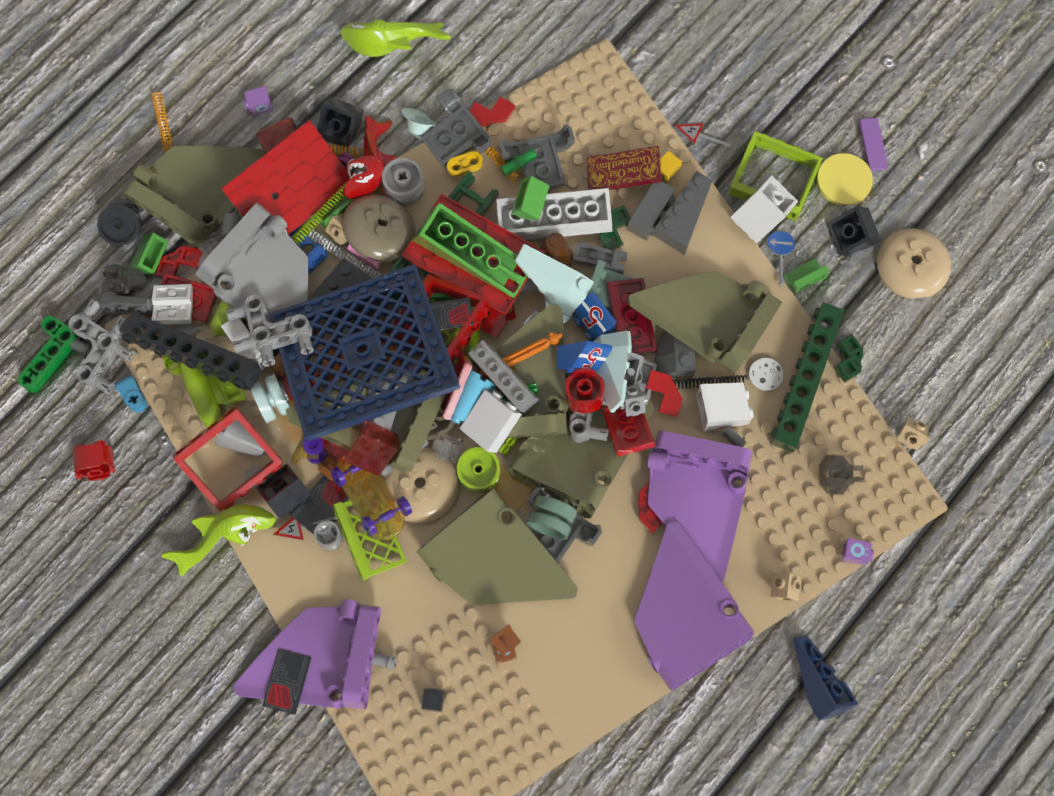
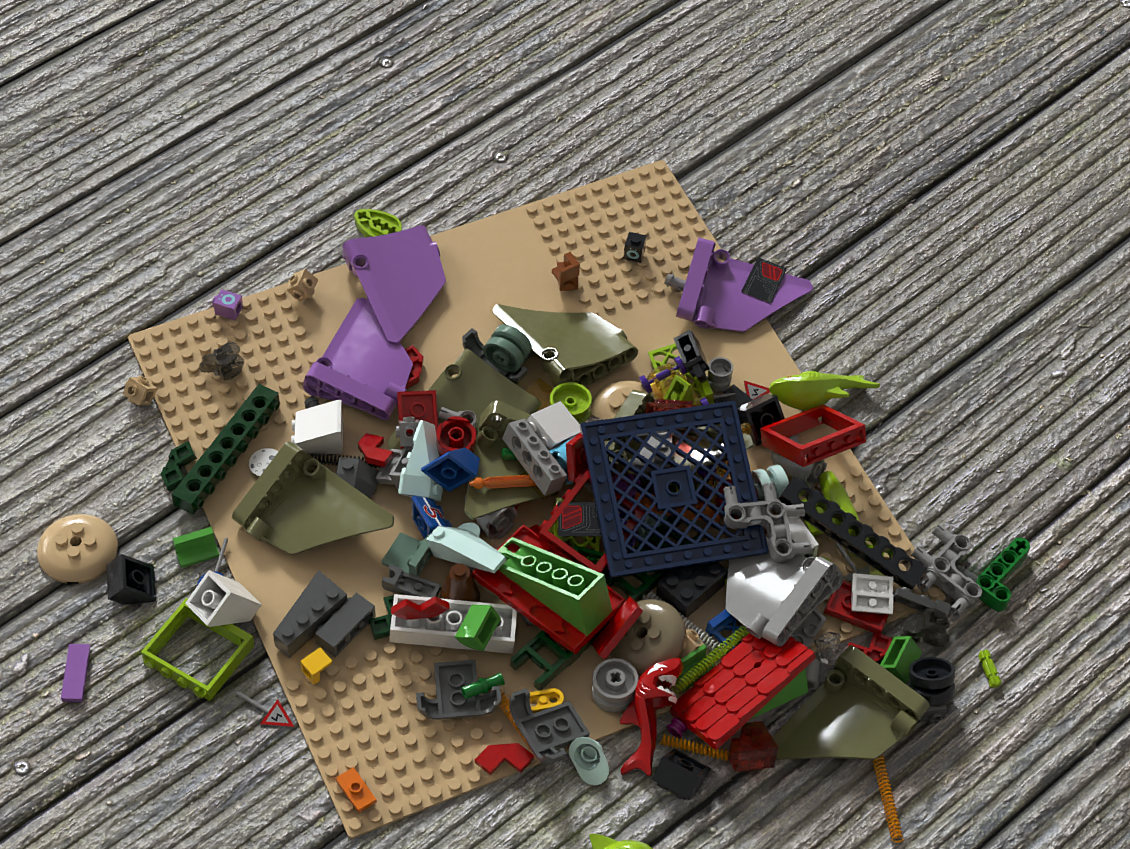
camera: 175 degrees left, 20 degrees down
(67, 258) = (989, 668): none -> lime axle
(93, 461) = (947, 465): red brick -> none
(130, 392) = (914, 526): dark azure piece -> none
(257, 101) = (776, 810): medium lavender brick -> none
(356, 535) = (692, 355): none -> black hinge
(368, 485) = (679, 390): none -> lime slope
(403, 222) = (617, 628): none -> red tile
(594, 199) = (430, 609): none -> red tile
(609, 69) = (356, 790): none -> orange plate
(624, 169) = (366, 665): dark red tile -> none
(628, 318) = (397, 540): dark red tile -> none
(717, 708) = (376, 218): none -> lime piece
(824, 690) = (288, 220): dark blue wedge -> none
(844, 179) = (120, 639): light yellow tile -> none

